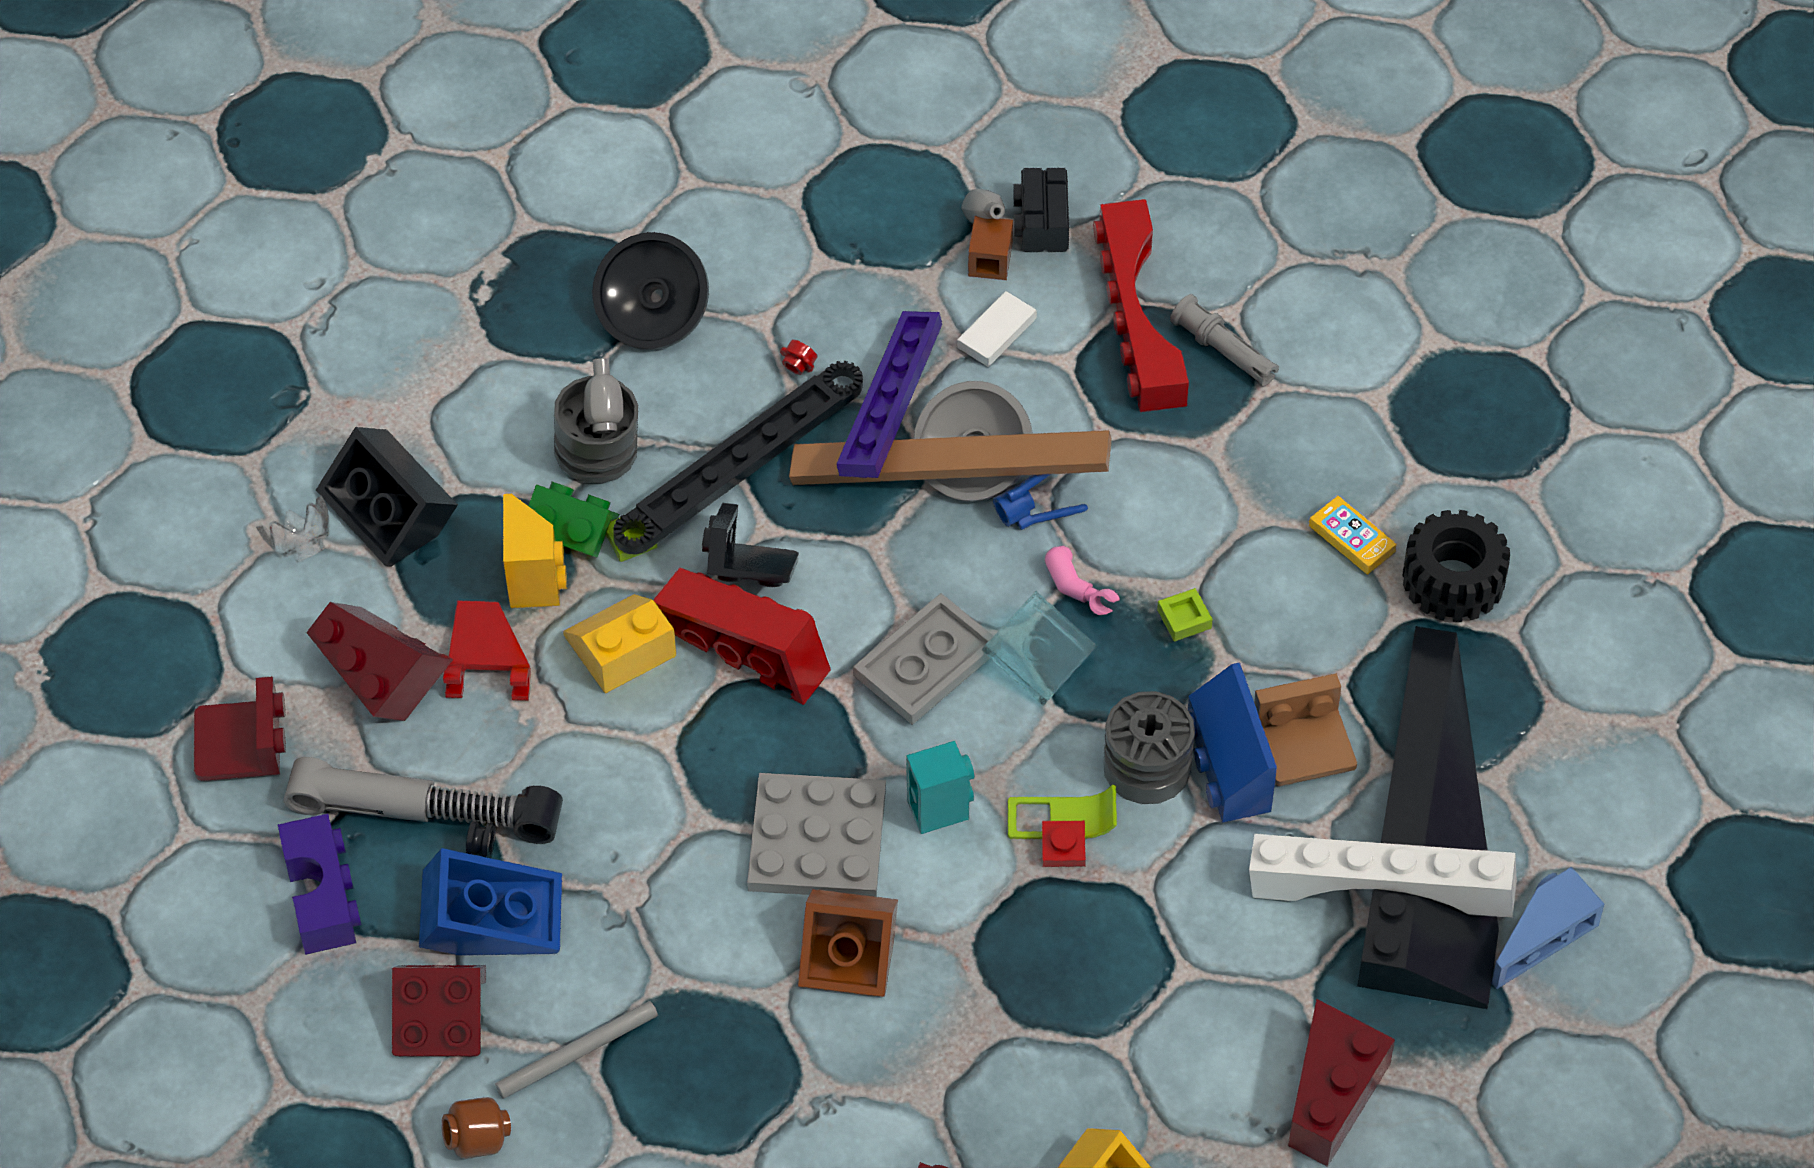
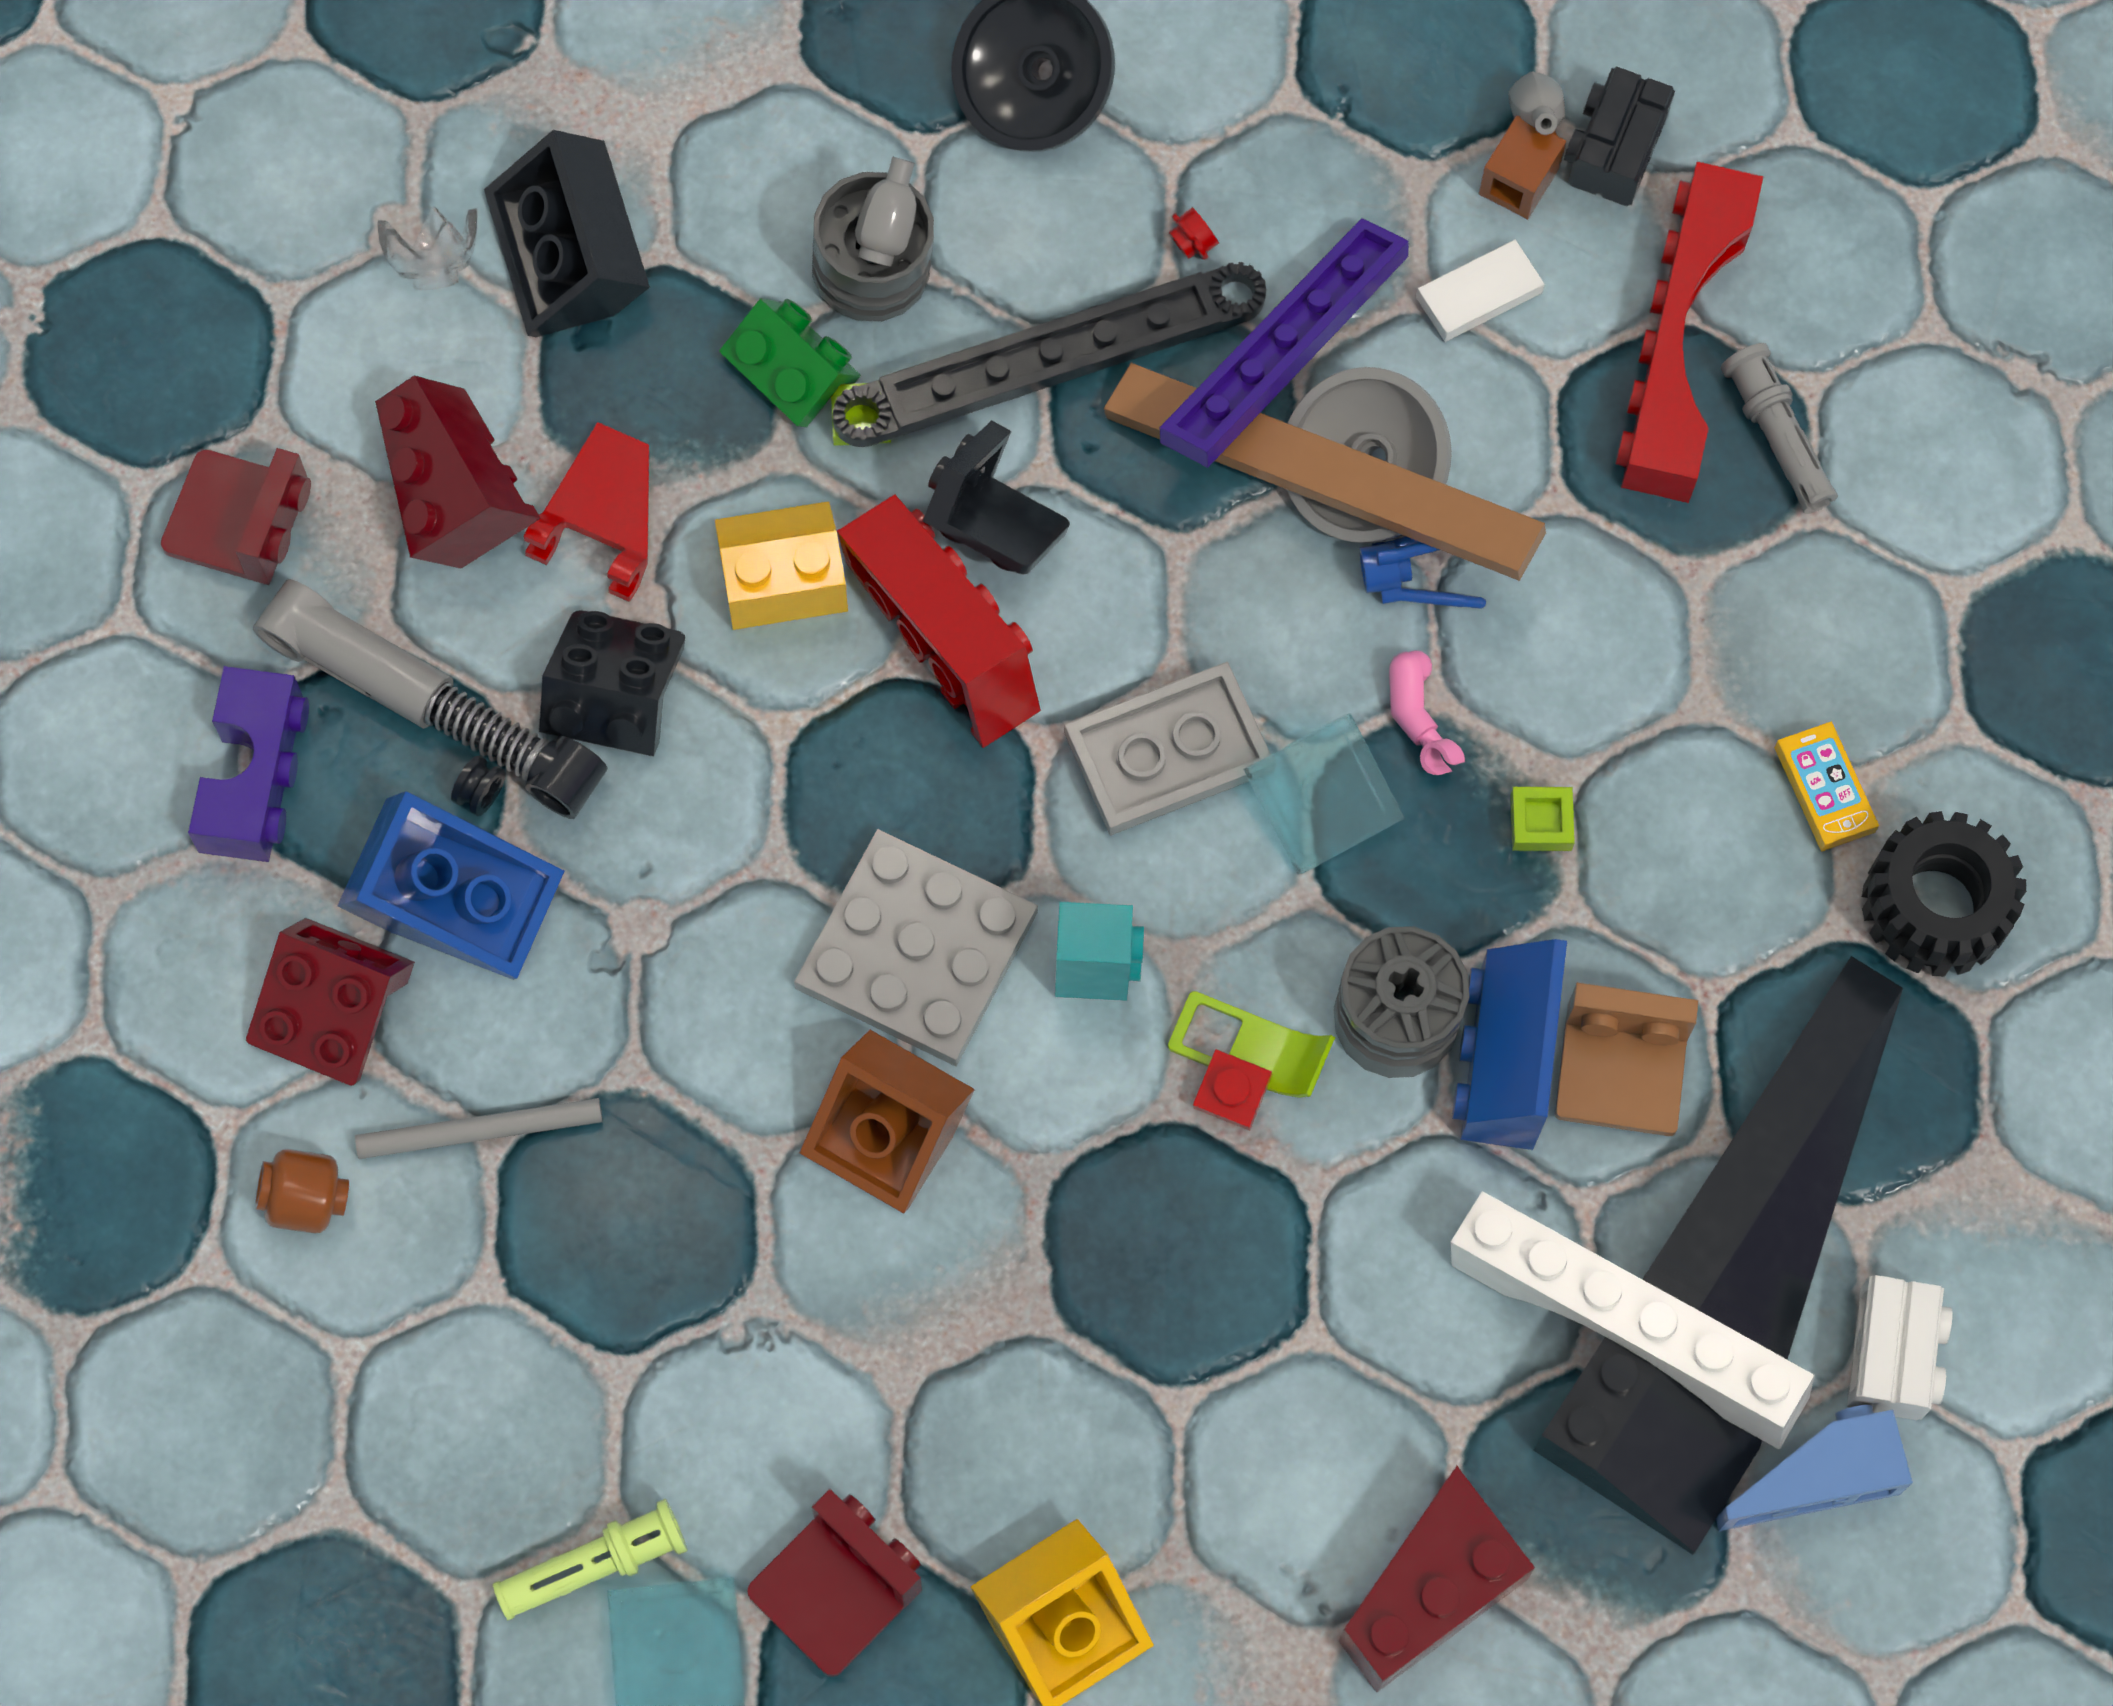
camera: 20 degrees right, 15 degrees up
(531, 557) = (704, 404): yellow slope -> none
(541, 748) = (609, 681): none -> black bracket
(1555, 833) = (1898, 1347): none -> white brick

